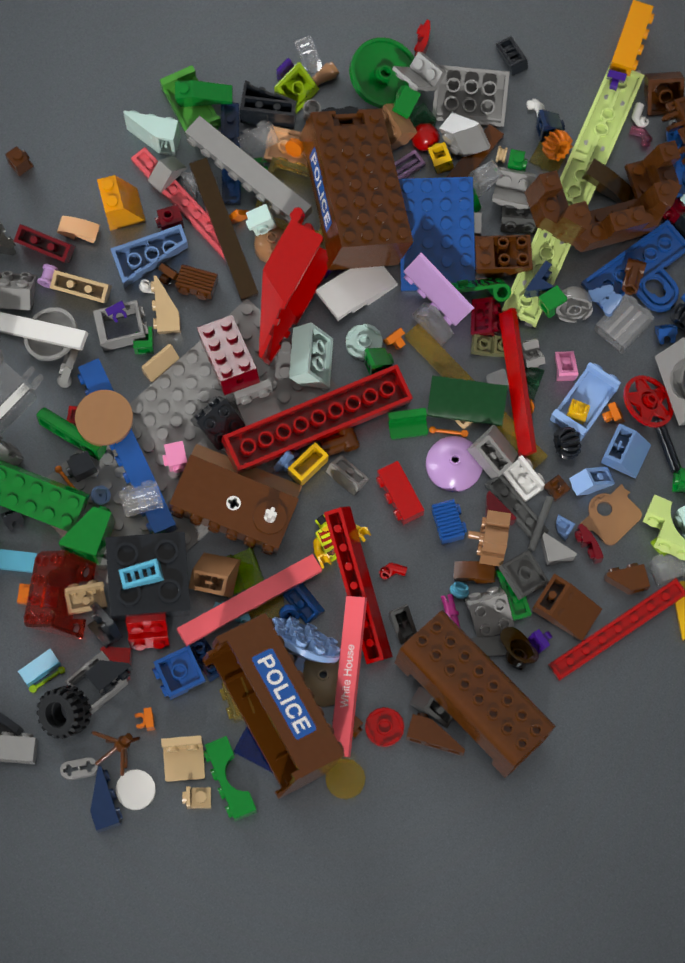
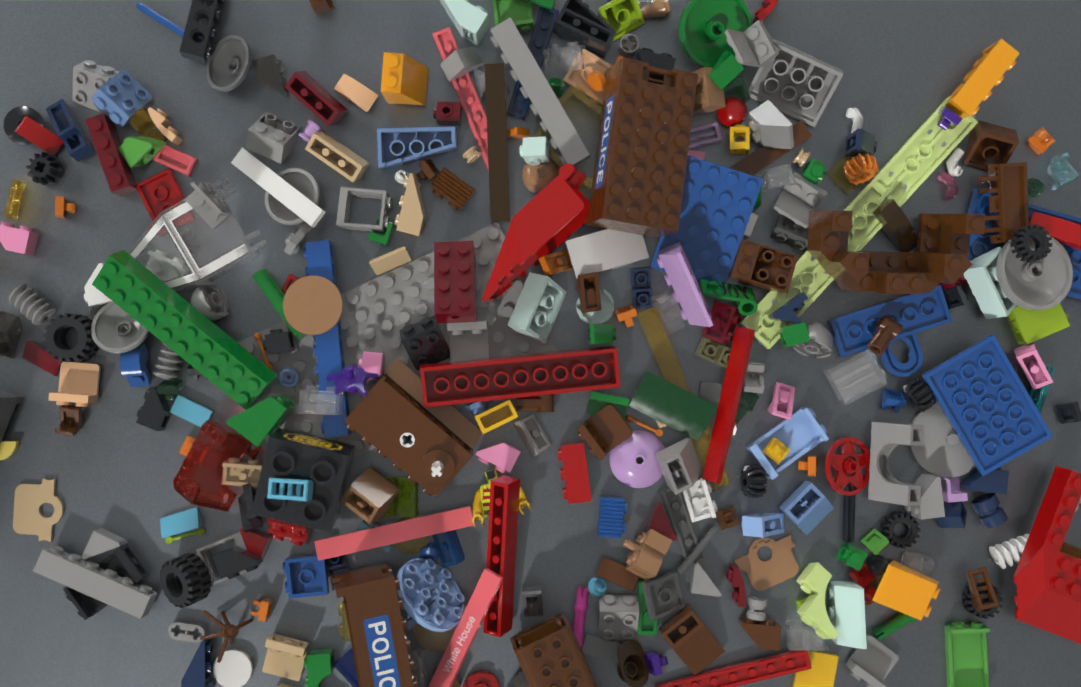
camera: 20 degrees right, 15 degrees up
(115, 309) = (361, 194): dark purple tile -> none
(163, 468) = (351, 379): none -> dark purple piece
(203, 247) = (471, 155): none -> tan bush
(315, 313) = (556, 263): none -> orange slope
(322, 500) = (501, 455): none -> bright pink slope
(353, 326) = (589, 292): none -> reddish brown slope
(391, 569) = (541, 542): red arm -> none
(400, 311) = (641, 287): none -> dark blue slope
(414, 445) = (604, 431): none -> reddish brown bracket
(517, 65) = (854, 64): black slope -> none
(564, 527) = (719, 558): medium blue tile -> none
(600, 296) = (844, 342): medium blue animal -> none
(615, 557) = (756, 608): none -> light grey wheel

